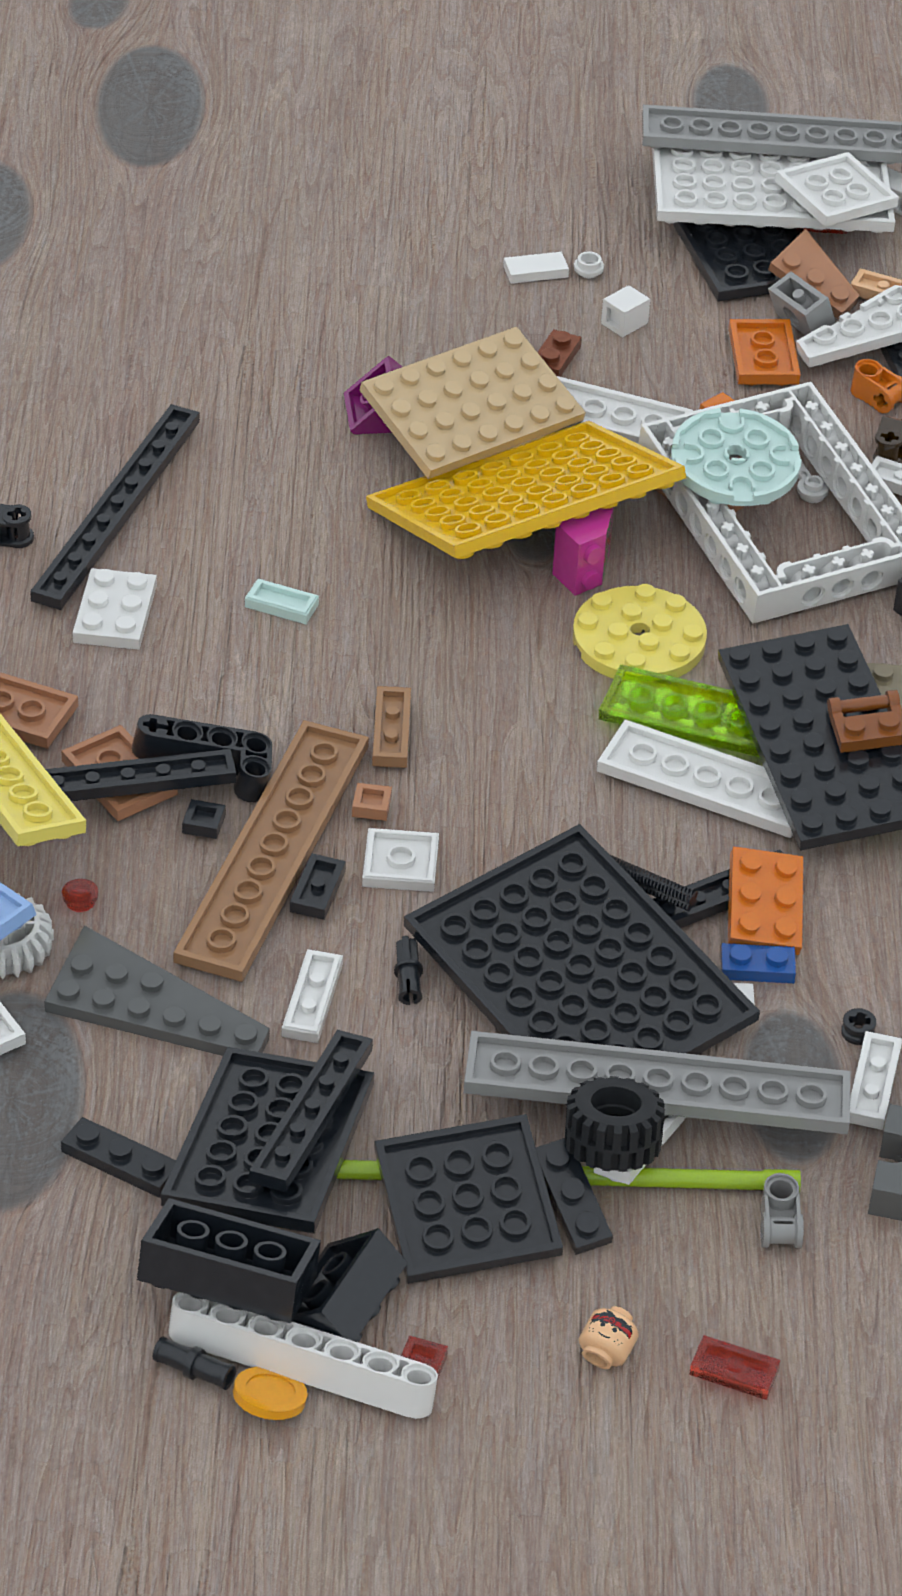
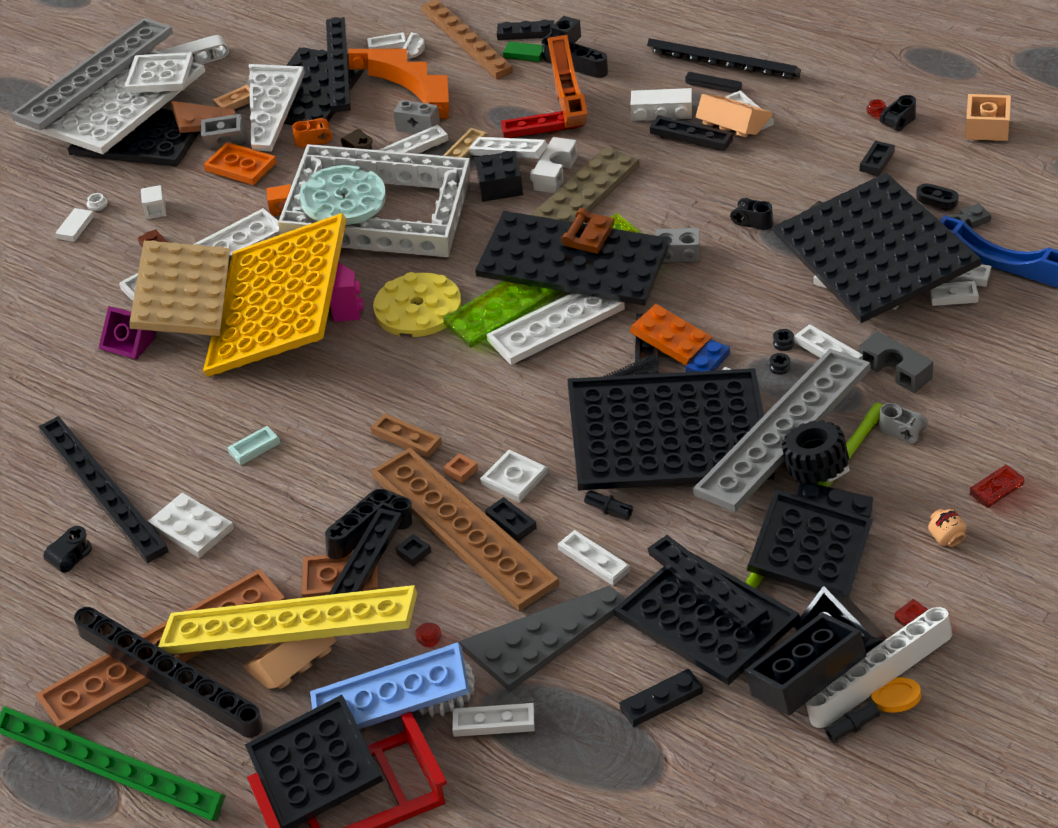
camera: 50 degrees left, 0 degrees up
(807, 1033) = (782, 368): none -> black bush

